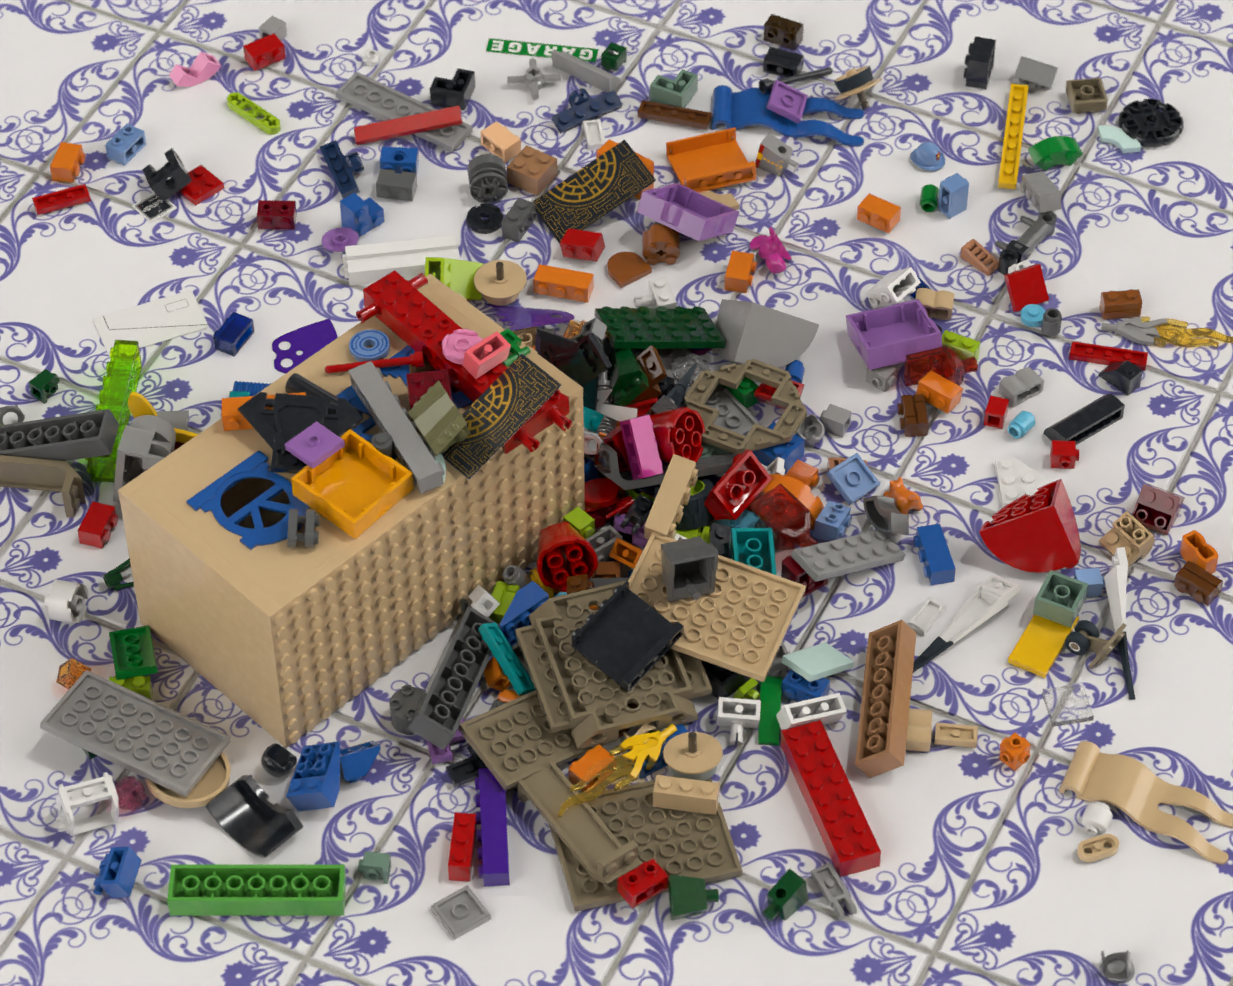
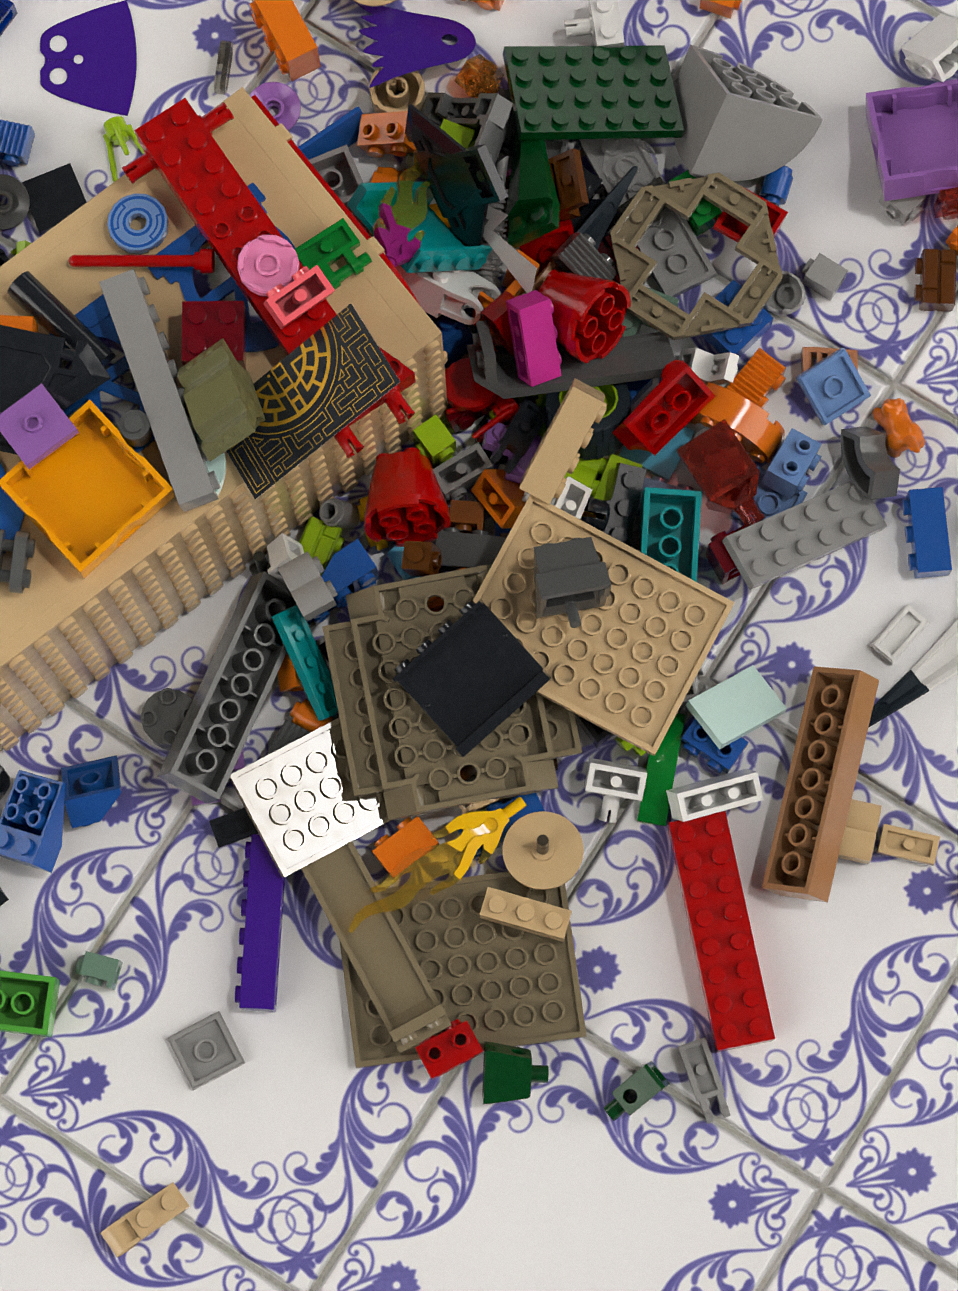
camera: 10 degrees right, 30 degrees up
(462, 847) = (217, 953): red brick -> none
(502, 606) = (307, 585): none -> light grey brick

